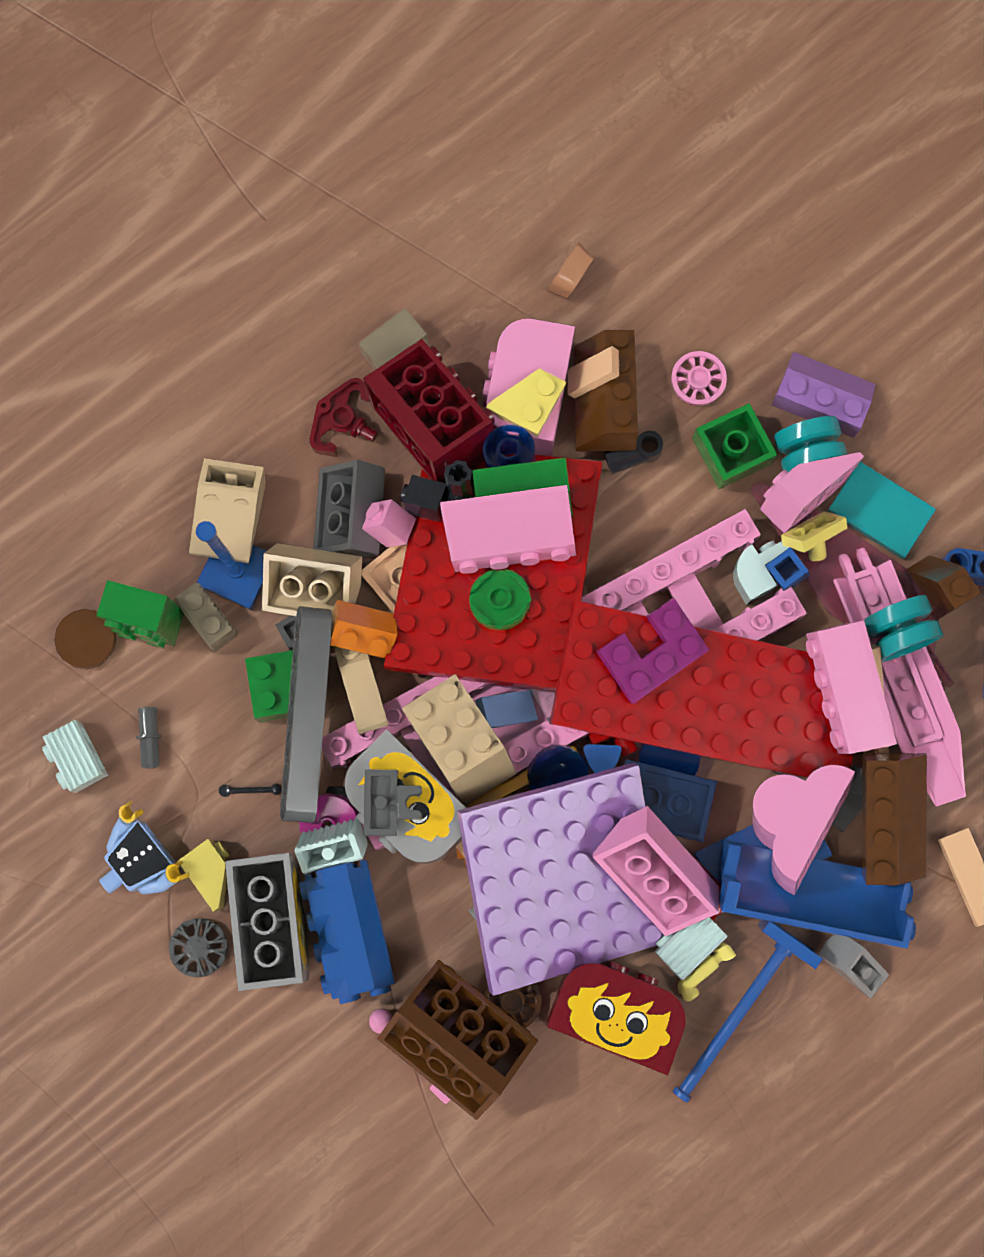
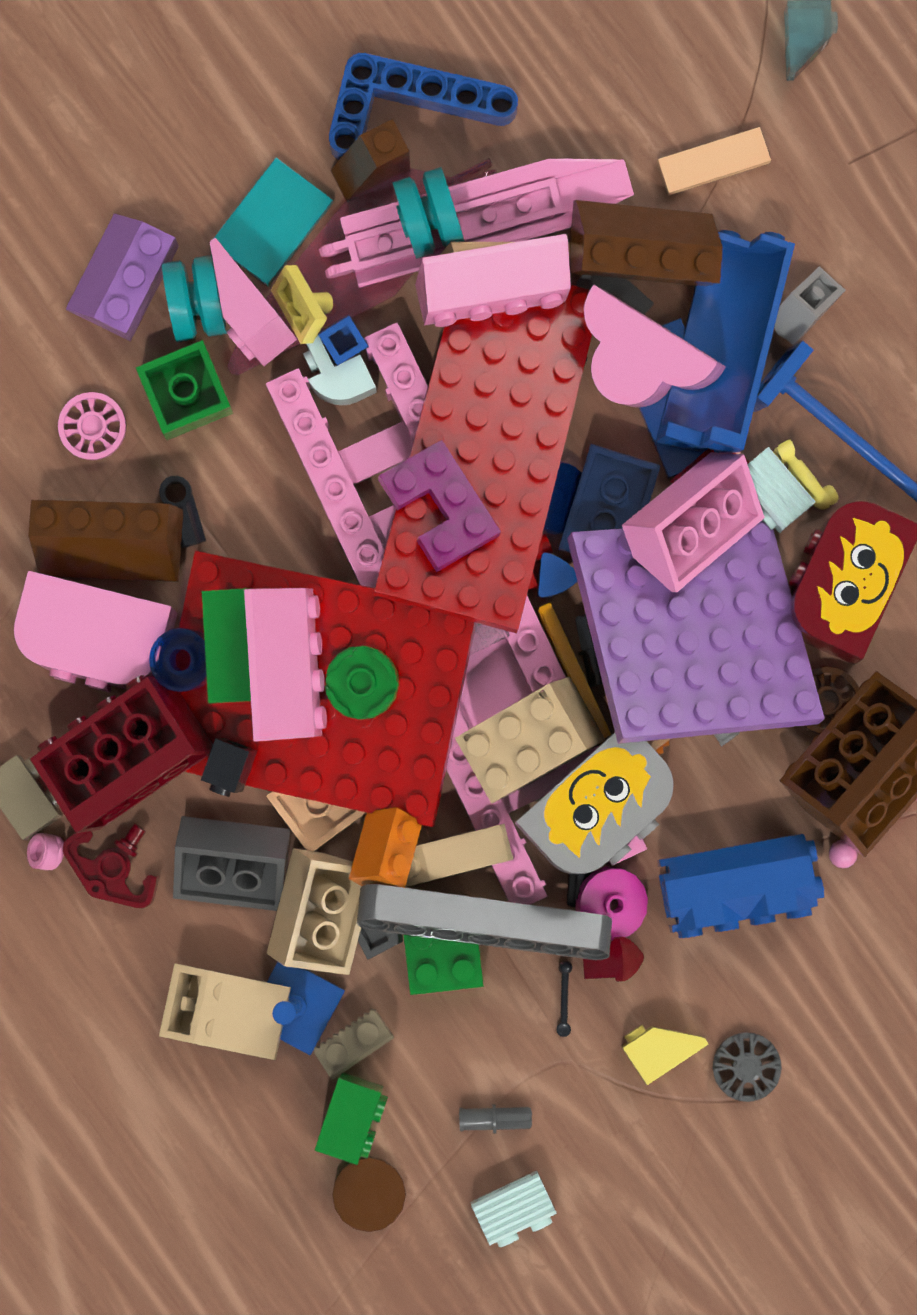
camera: 90 degrees left, 5 degrees up
(138, 857) = (640, 1132): torso -> none
(267, 921) = (726, 977): light grey brick -> none
(281, 834) = (622, 964): none -> dark red tile
(331, 846) = (641, 899): light aqua brick -> none
(351, 363) = (45, 851): none -> bright pink tile
(386, 802) = (604, 823): dark grey plate -> none
(388, 523) = (254, 813): bright pink brick -> none
(459, 481) = (220, 721): black piece -> none
(508, 708) = (492, 682): medium blue tile -> none
(529, 401) = (121, 631): light yellow wing -> none
(554, 766) = (565, 630): clear blue tile -> none
(593, 372) = (84, 552): light nougat tile -> none

